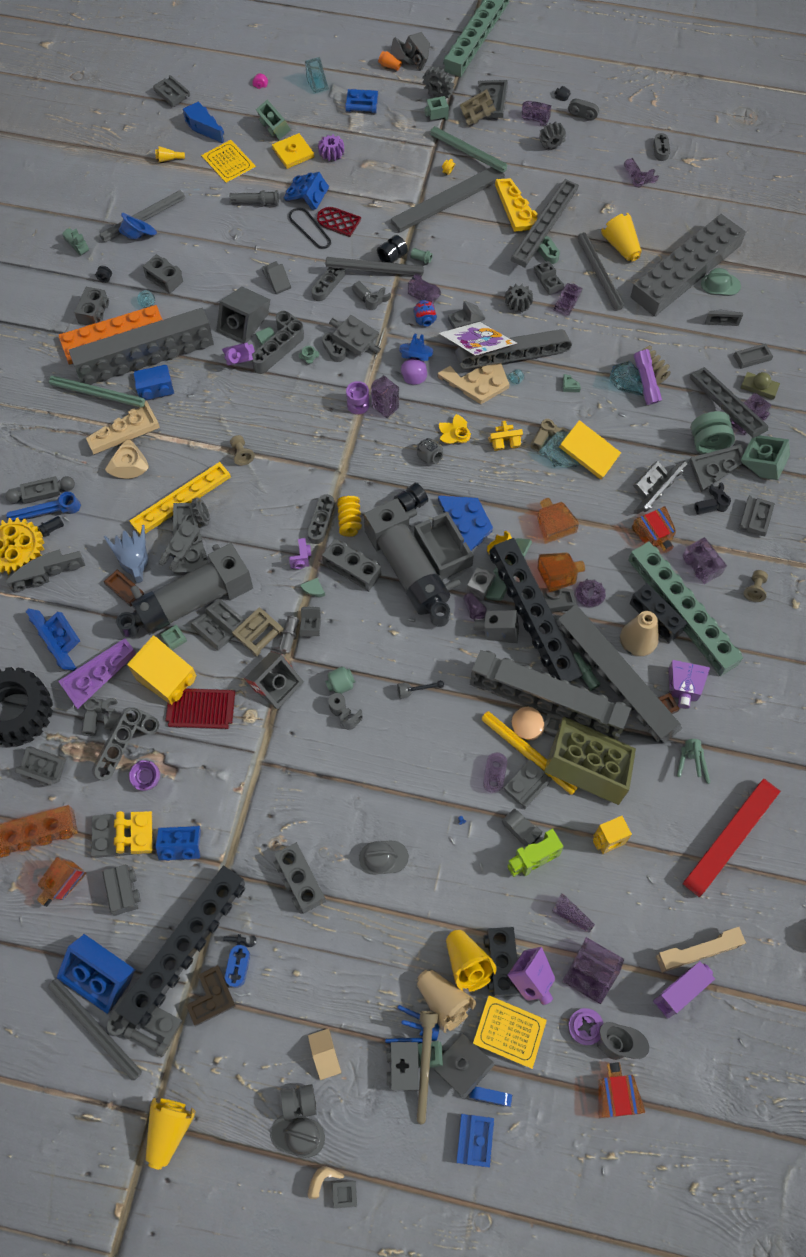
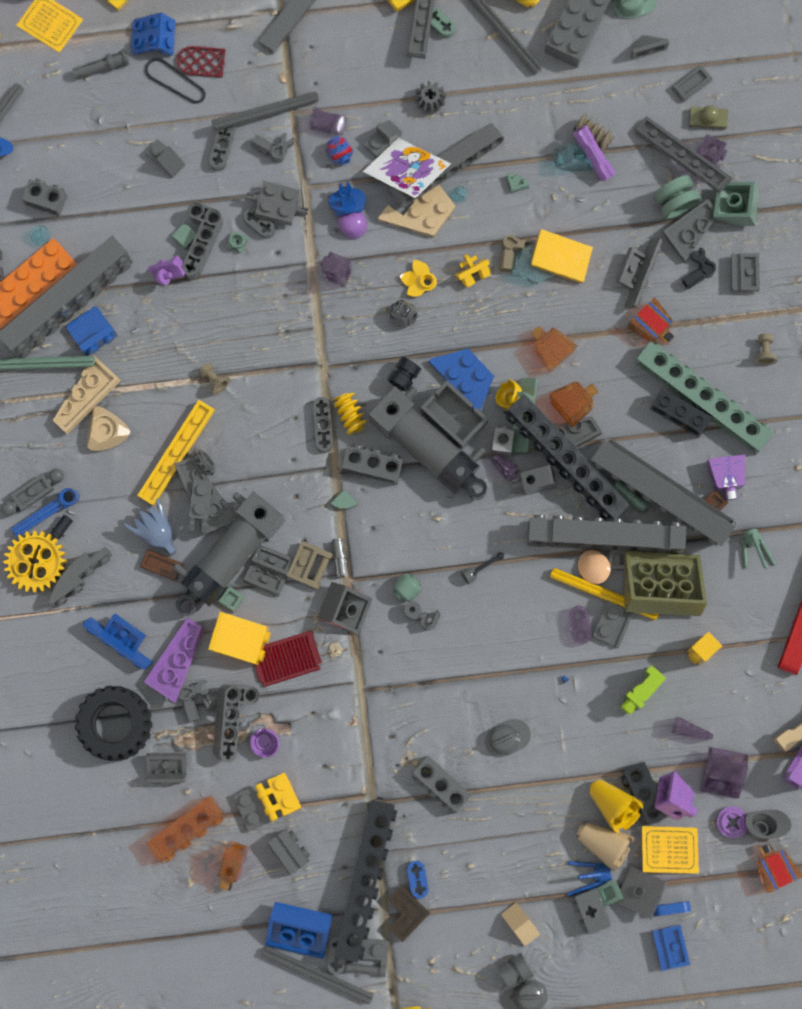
camera: 15 degrees left, 15 degrees up
(178, 843) = (321, 791): blue bracket -> none
(238, 939) = (409, 856): black hand -> none
(242, 314) = (150, 218): dark grey slope -> none
(301, 561) = (322, 467): medium lavender bracket -> none
(310, 621) = (356, 538): dark grey bracket -> none
(357, 397) = (308, 278): medium lavender wheel -> none
(392, 249) = (275, 86): black wheel -> none
(421, 255) = (309, 77): sand green pin -> none
(428, 1021) = (600, 868): dark tan piece -> none
(522, 828) = (621, 668): dark grey leg -> none
(547, 275) = (452, 59): dark grey slope -> none
(568, 299) = (481, 78): clear purple slope -> none
(582, 593) = (604, 418): clear purple gear -> none
(640, 634) = (670, 442): tan cone -> none
(707, 558) = (711, 336): clear purple brick -> none

